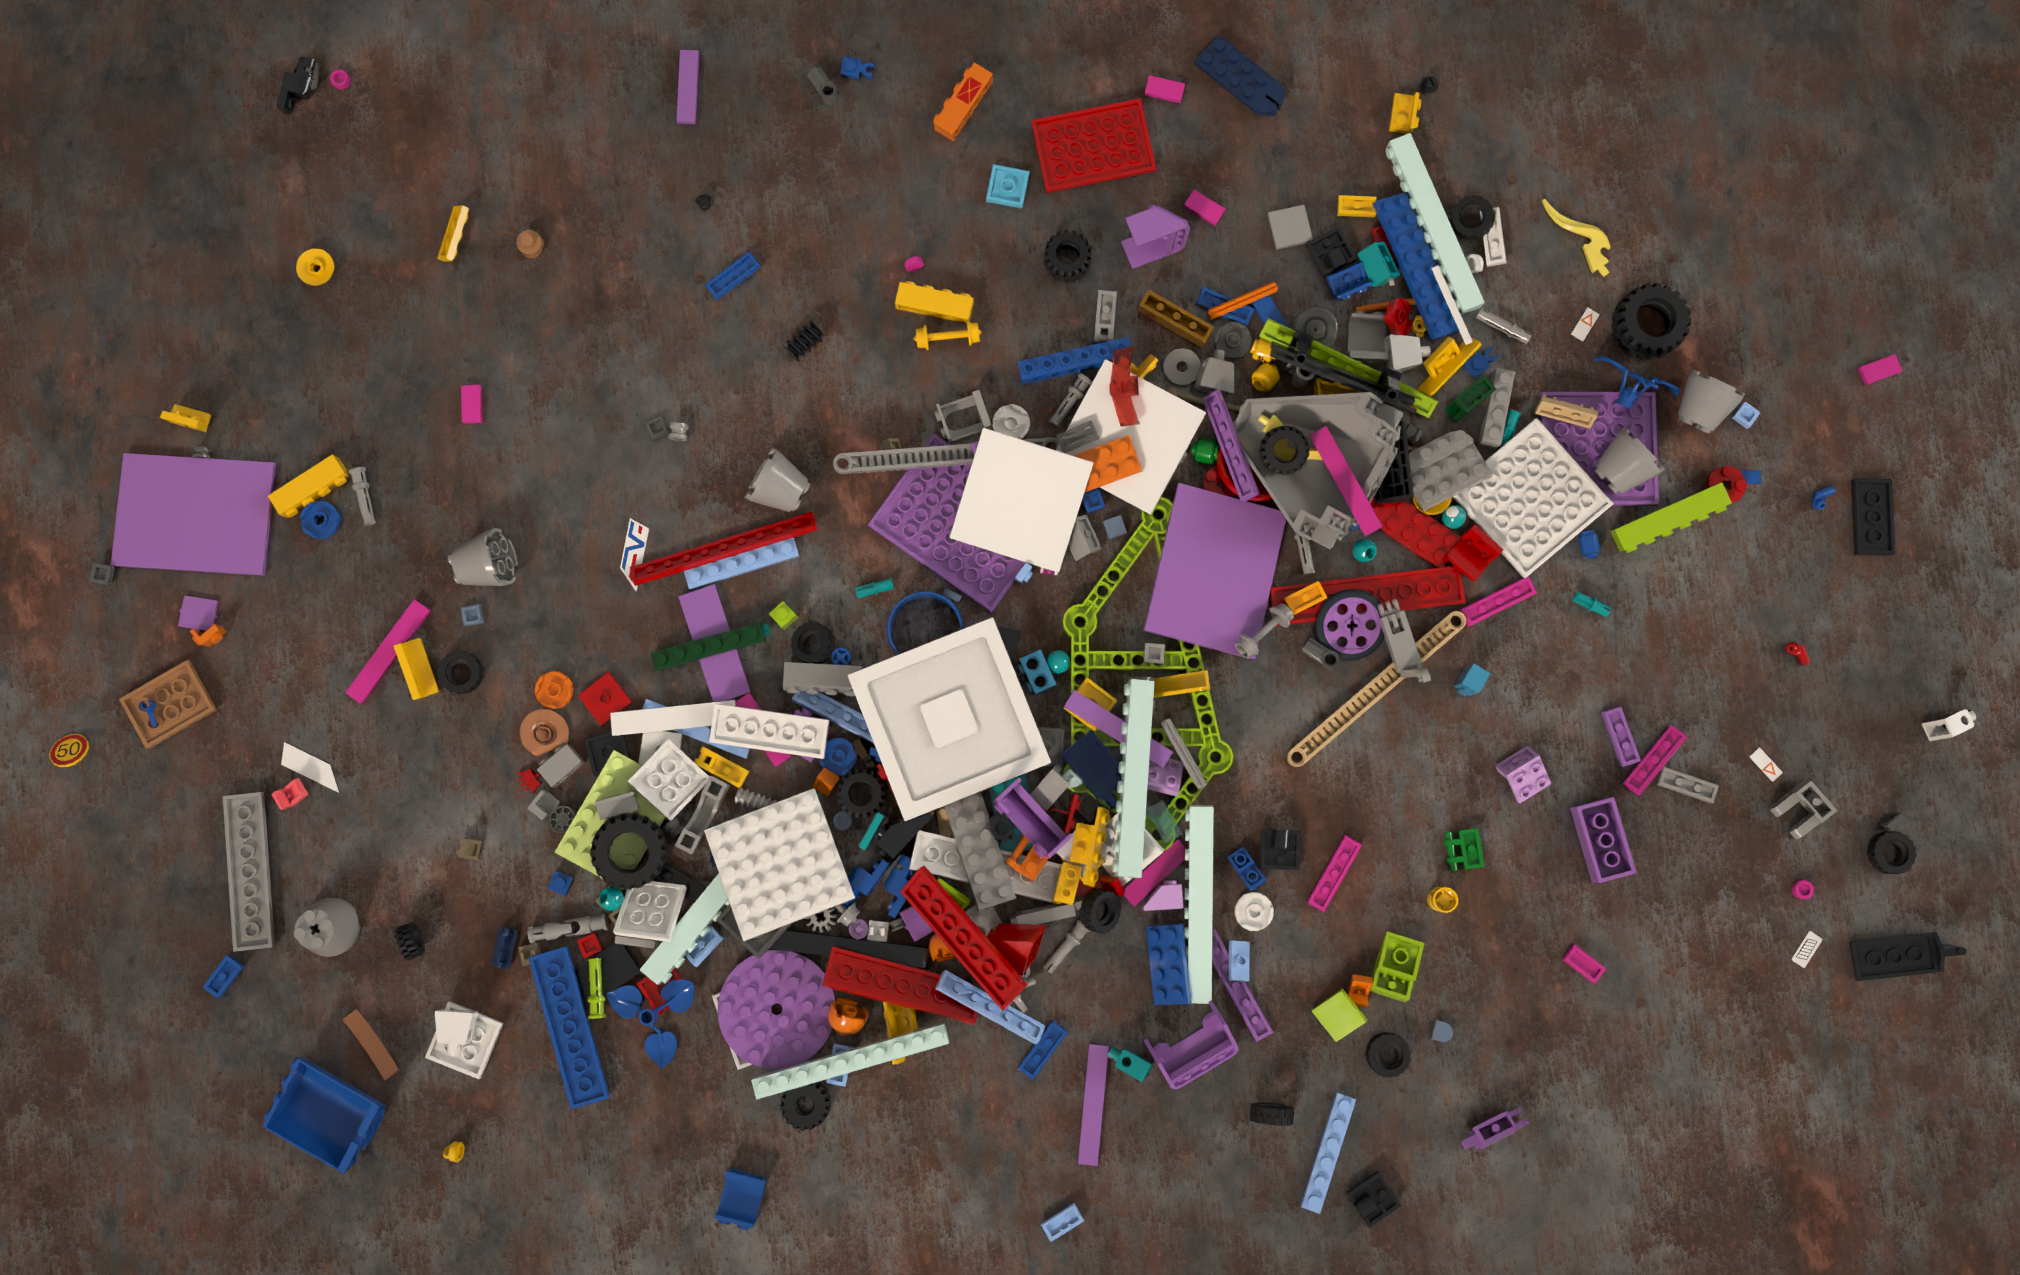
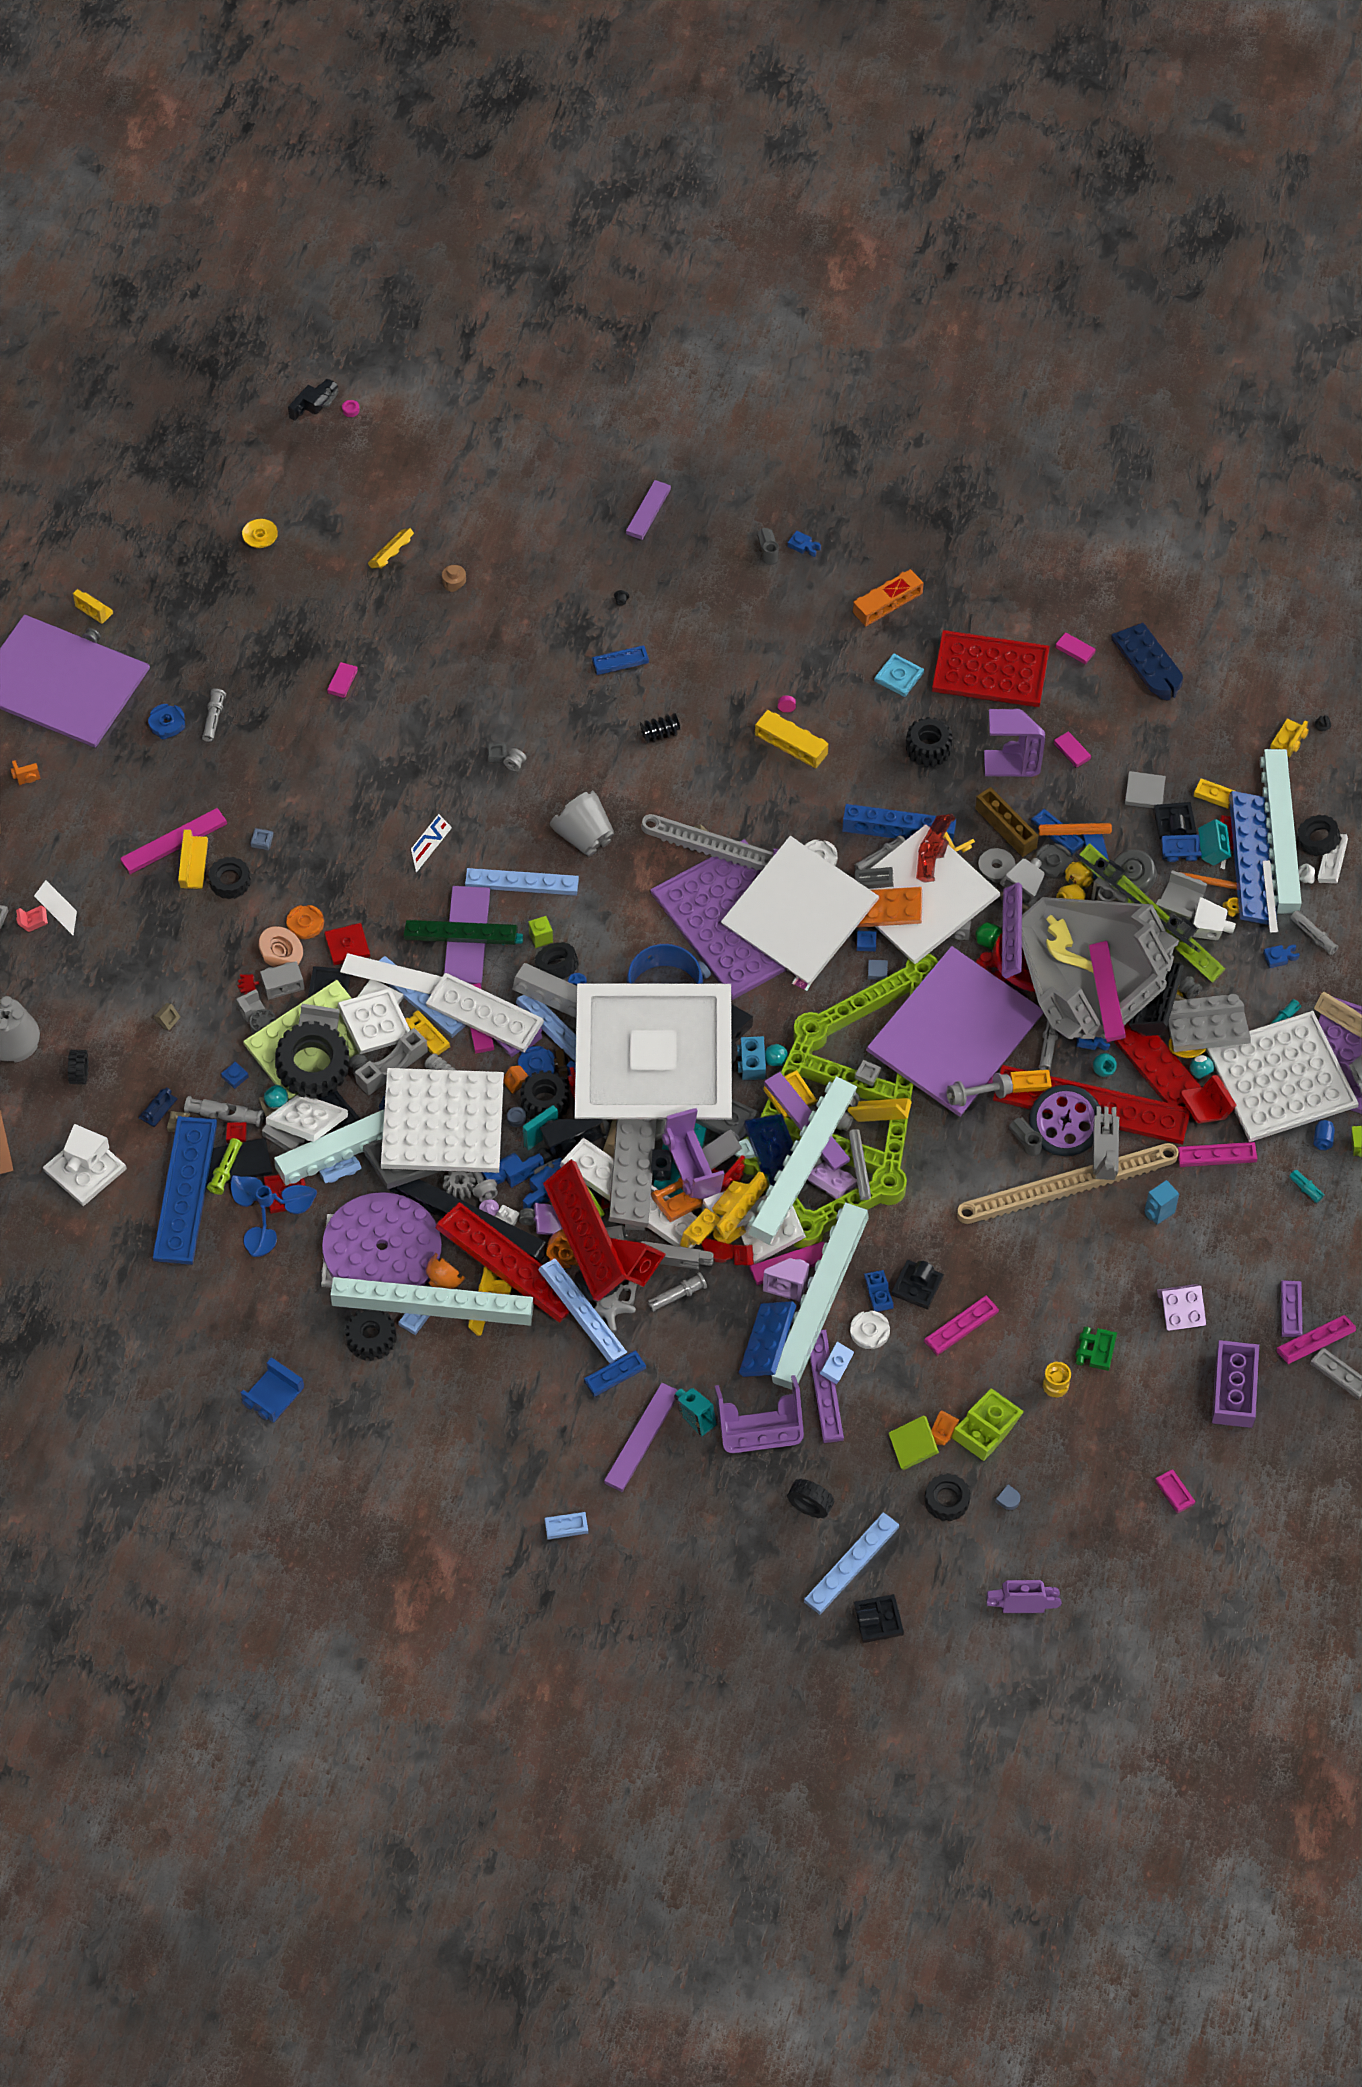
camera: 20 degrees right, 25 degrees down
(197, 613) = (23, 753): medium lavender piece -> none
(309, 486) = (170, 691): yellow brick -> none
(455, 1150) = (30, 1255): yellow tile -> none
(485, 560) = (296, 794): light grey cone -> none
(723, 548) = (511, 862): red plate -> none
(874, 588) = (633, 940): teal axle -> none
(946, 409) = (762, 826): light grey panel -> none
(972, 333) = (815, 771): yellow piece -> none
(1024, 574) = (776, 975): light blue plate -> none
(1083, 539) = (843, 966): light grey panel -> none
(1089, 908) = (709, 1263): black tyre -> none
(1105, 315) = (944, 797): light grey plate -> none
(1163, 822) = (816, 1214): clear light blue tile -> none
(1296, 462) = (1056, 930): black tyre -> none
(1398, 317) = (1209, 881): red plate -> none
(1445, 363) = (1246, 939): yellow bracket -> none
(1470, 398) = (1252, 963): dark green panel -> none
(1494, 422) = (1274, 997): light grey arch -> none

